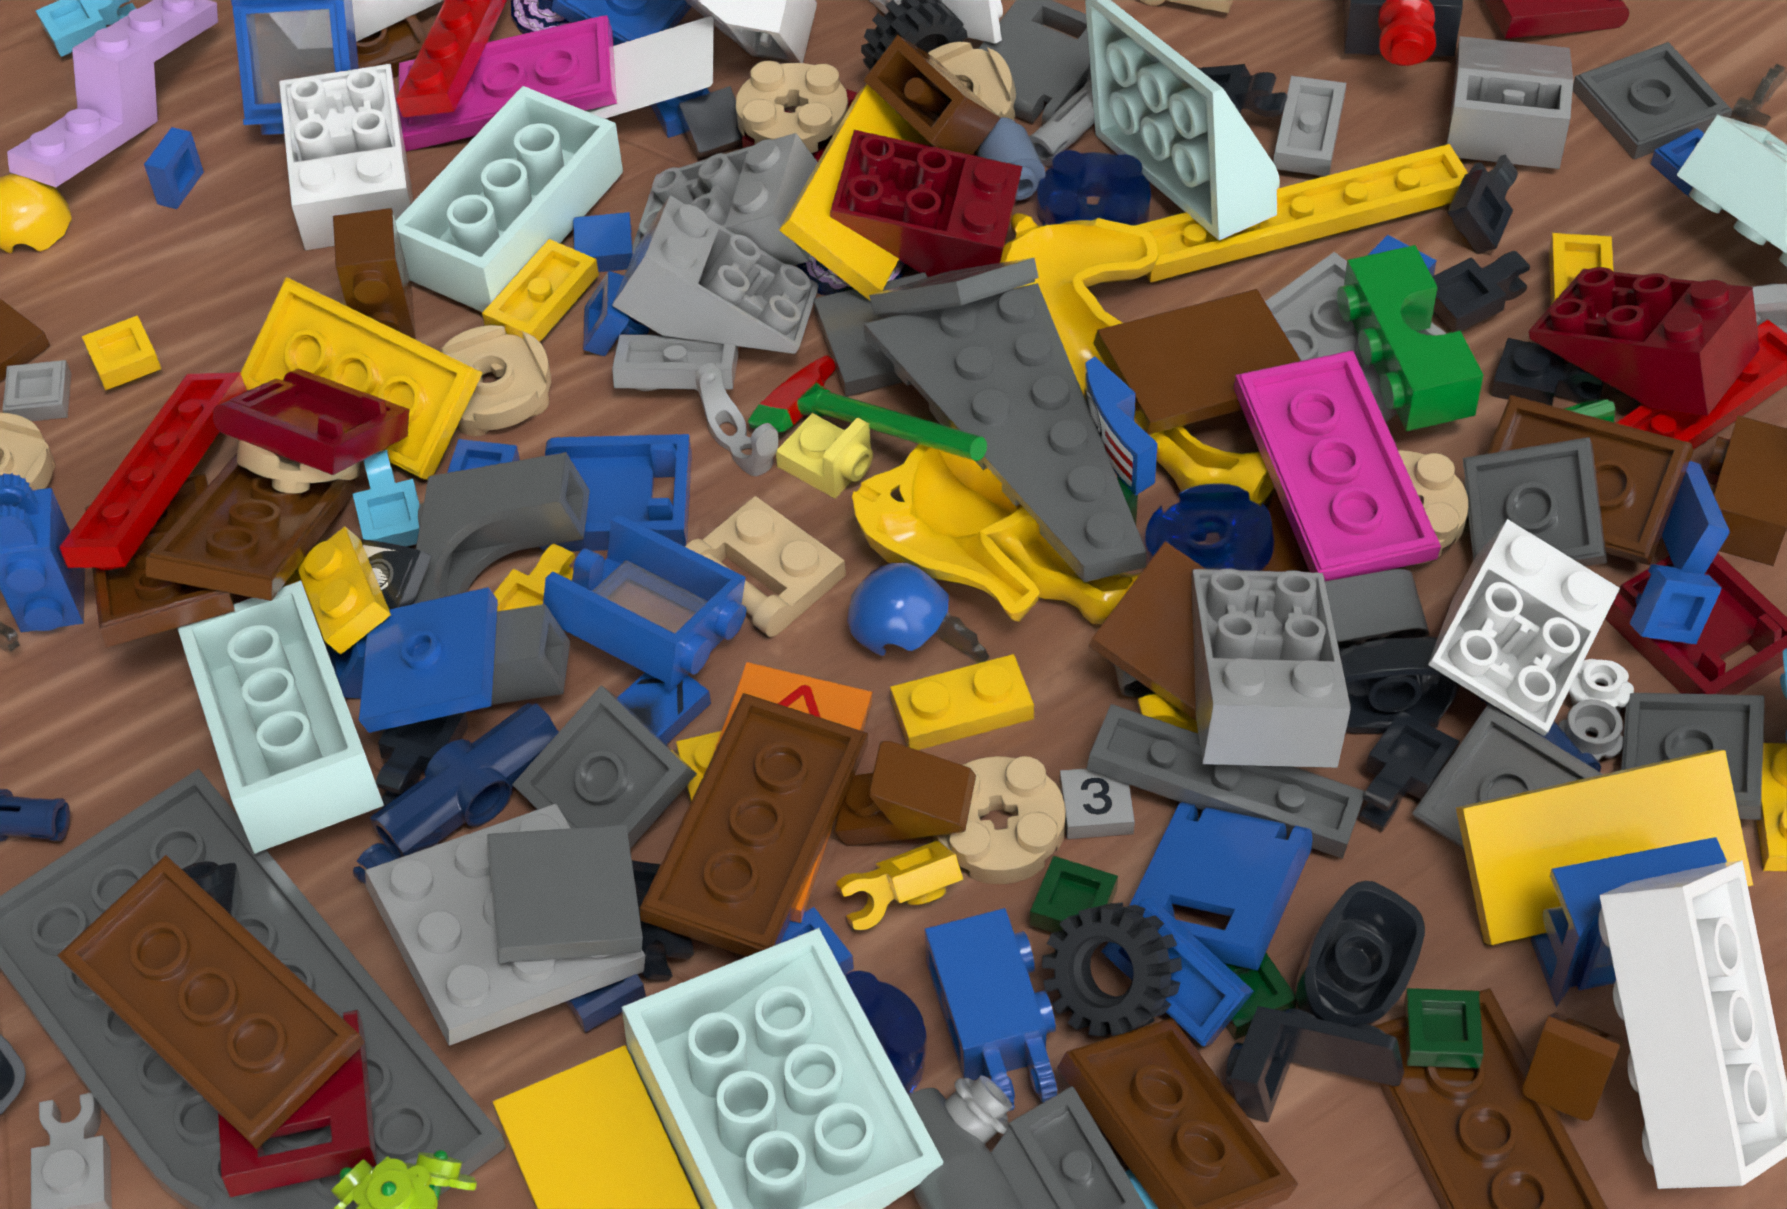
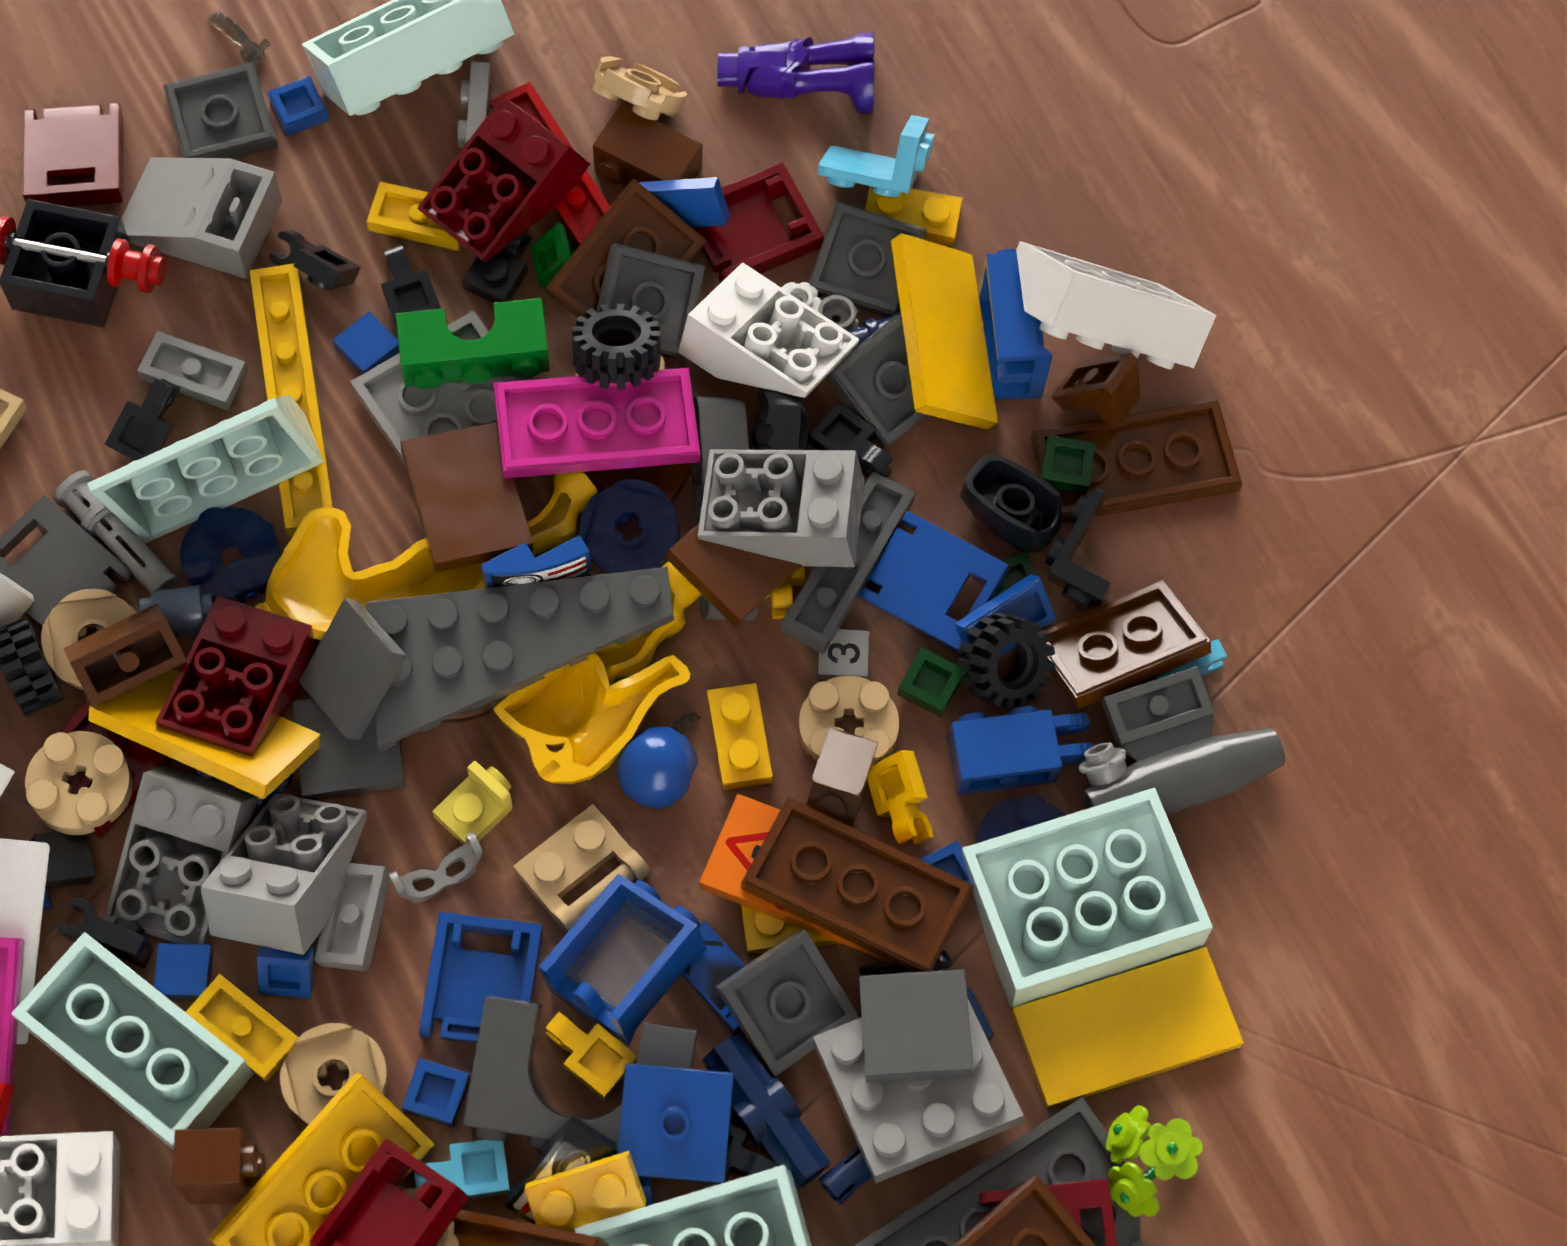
camera: 90 degrees left, 15 degrees up
(628, 171) = (120, 938): none -> black plate
(806, 394) = (409, 817): green piece -> none
(1439, 456) = (616, 346): none -> black tyre
(1674, 604) = (755, 232): blue tile -> none

